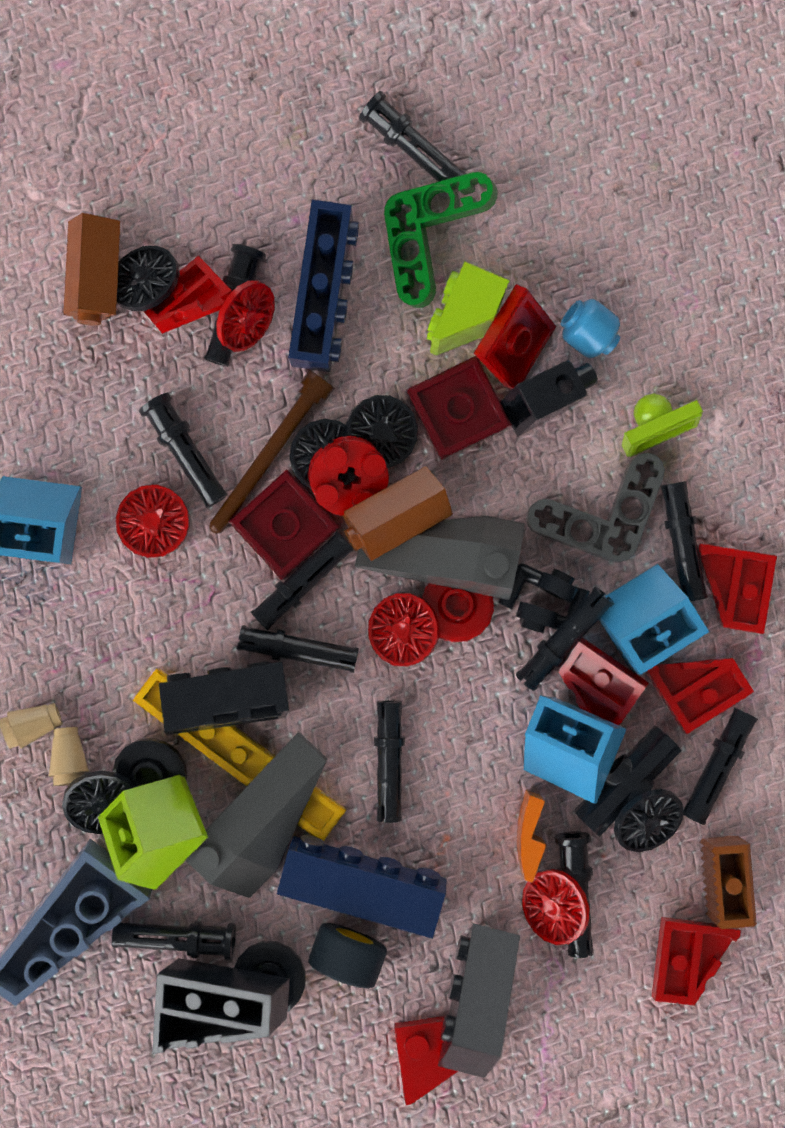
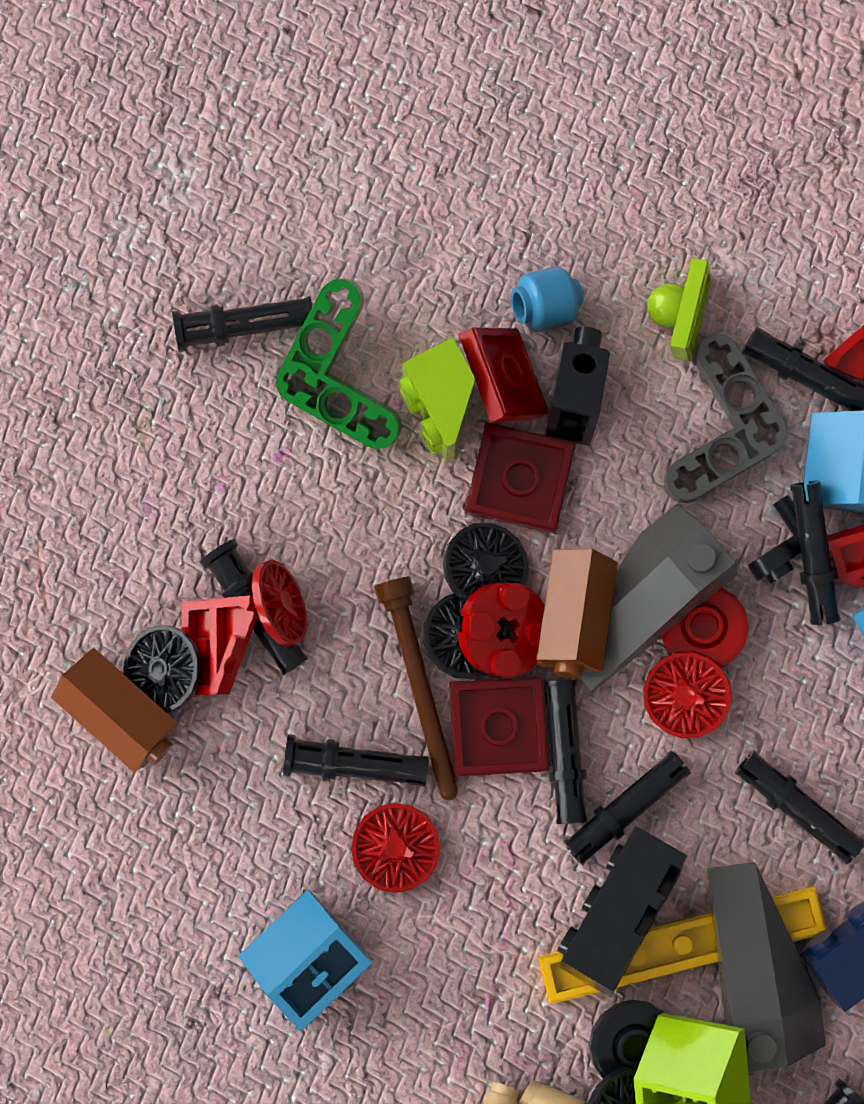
camera: 50 degrees left, 5 degrees down
(321, 286) = (309, 511): dark blue brick -> none
(556, 584) = (757, 519): black plate -> none

